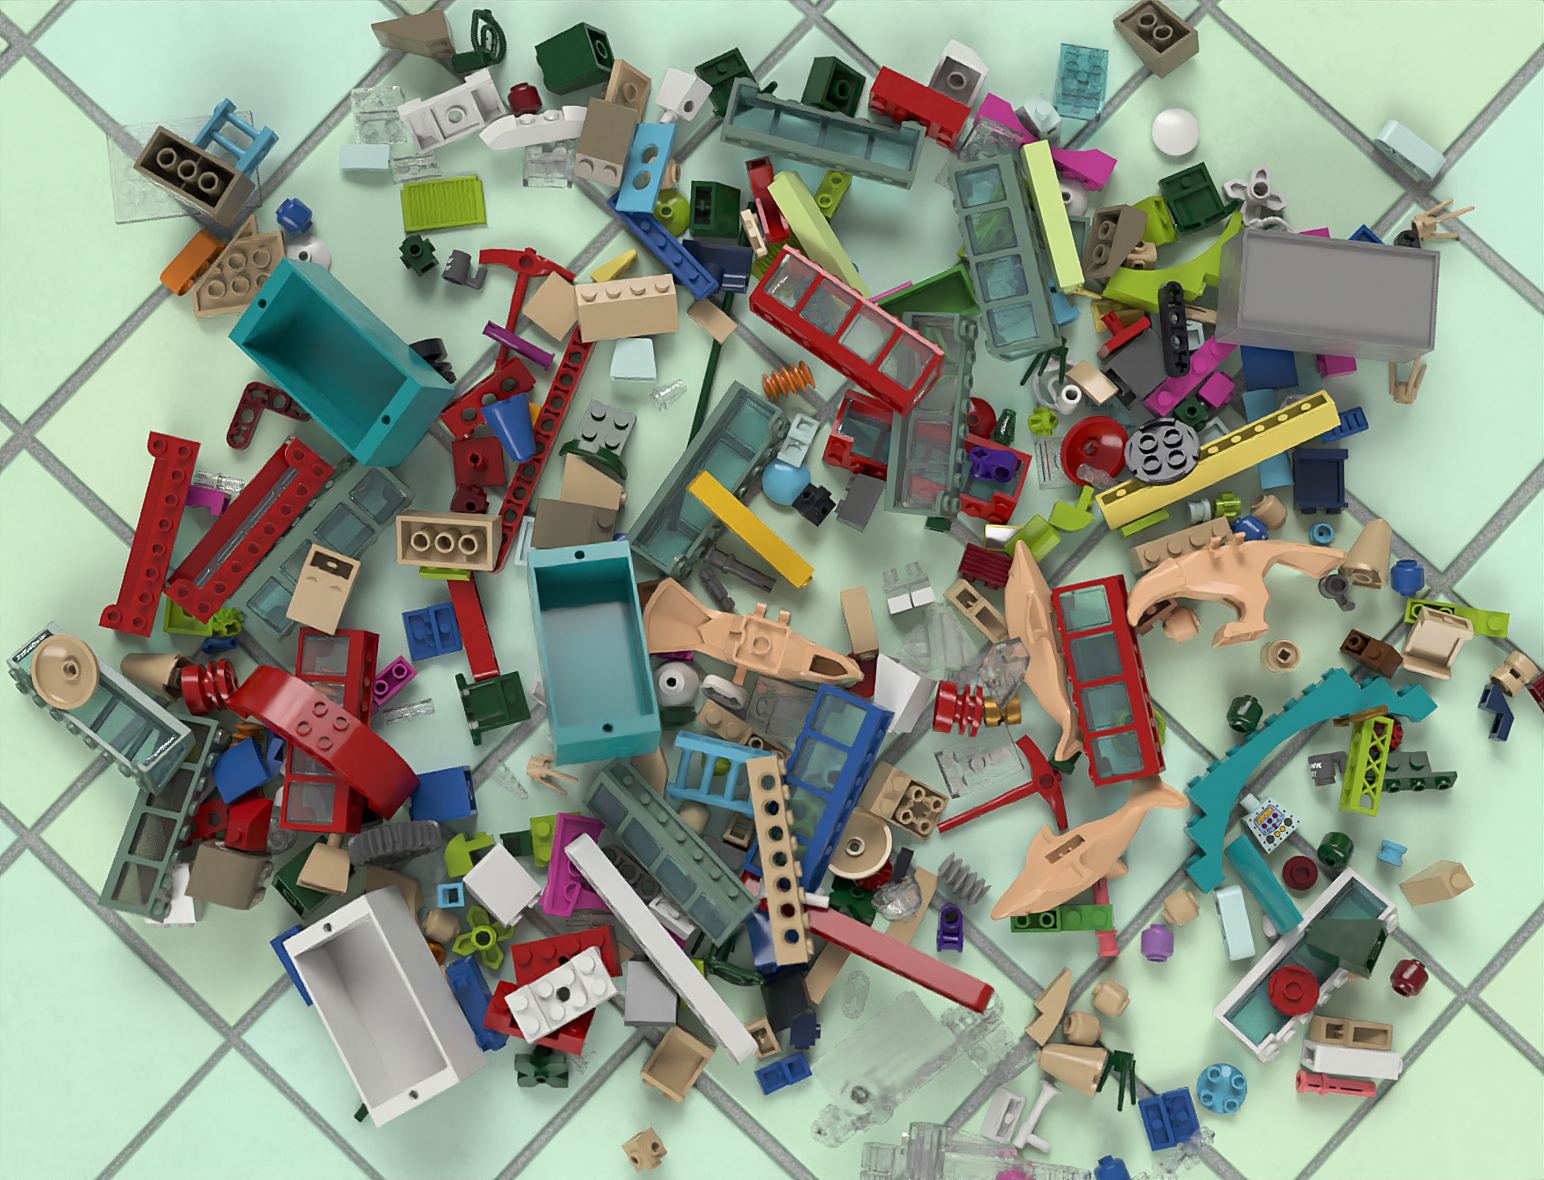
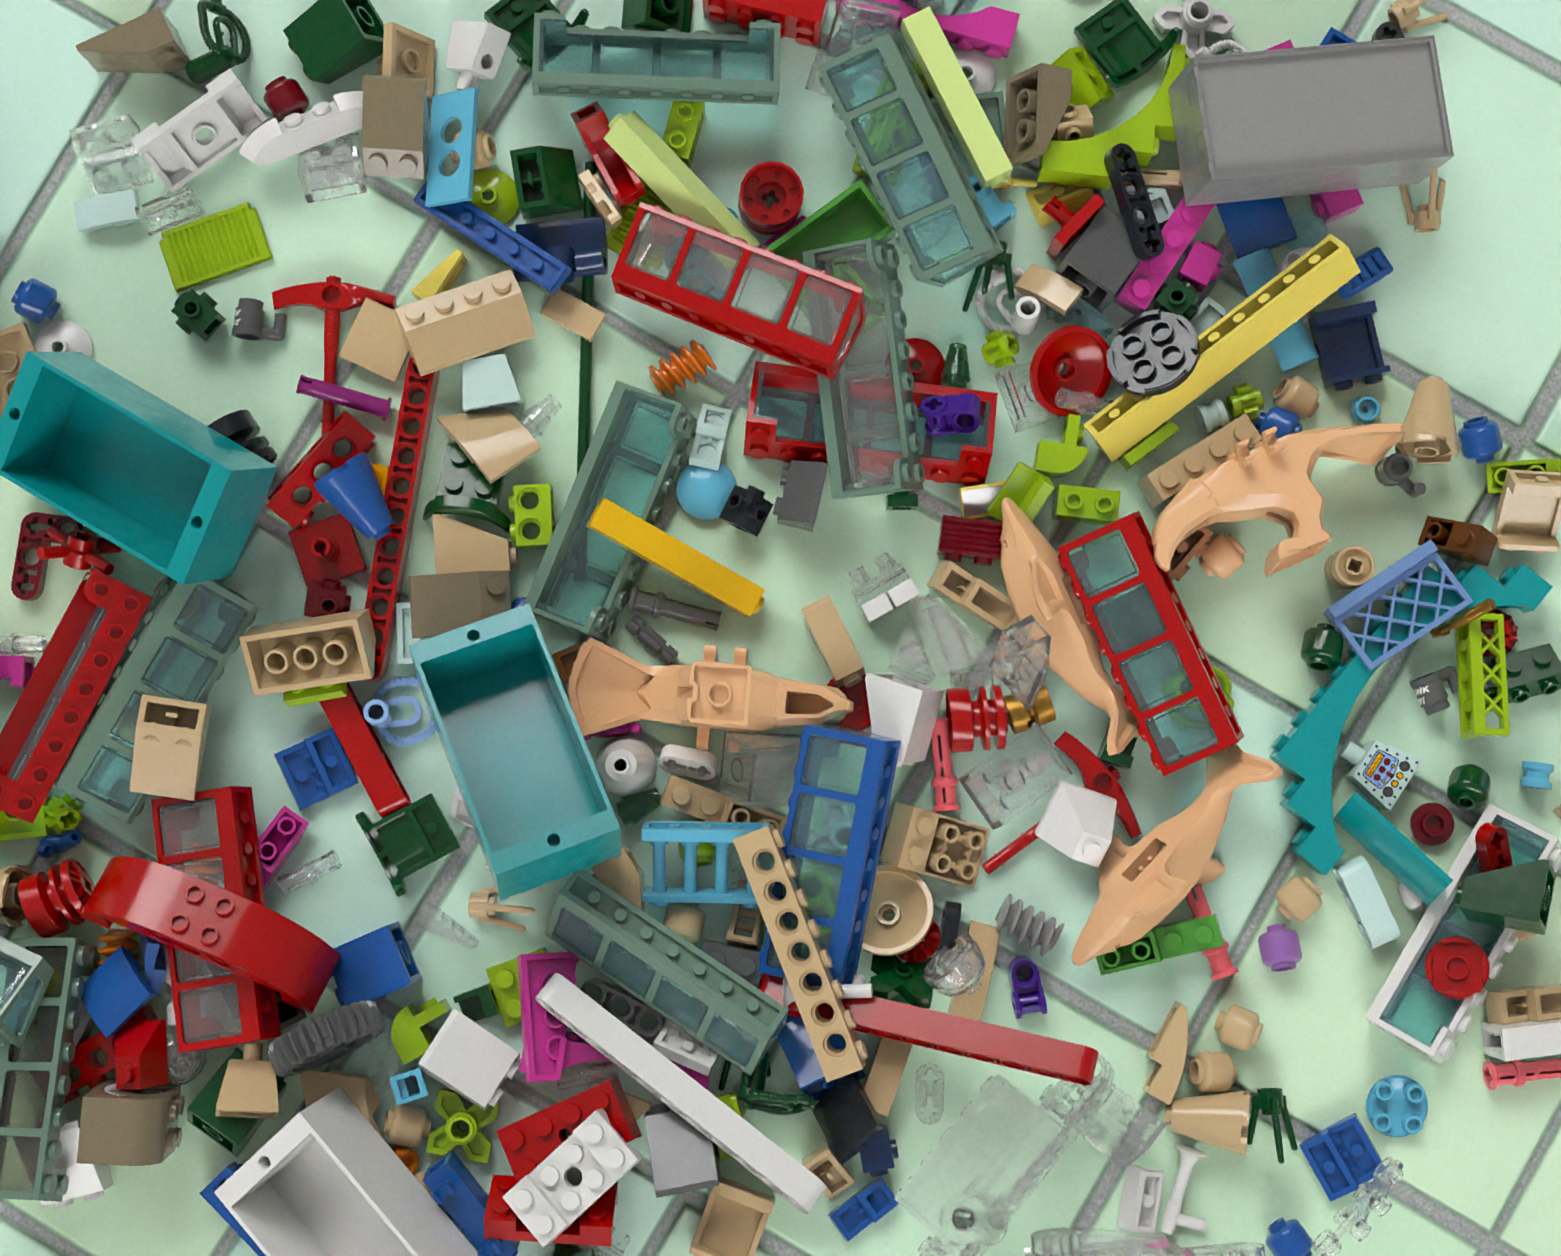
camera: 15 degrees left, 0 degrees up
(286, 419) = (79, 550): none -> red bar
(491, 602) = (379, 716): none -> light blue piece
(626, 404) = (491, 440): none -> tan slope
(652, 472) = (541, 515): none -> lime brick
(890, 248) = (771, 180): none -> red wheel
(923, 754) = (948, 782): none -> coral pin
(1020, 808) = (1078, 823): none -> white slope
(1082, 559) = (1085, 505): none -> lime brick
(1303, 674) = (1384, 582): none -> medium blue fence
(1343, 901) = (1492, 847): none -> red beam

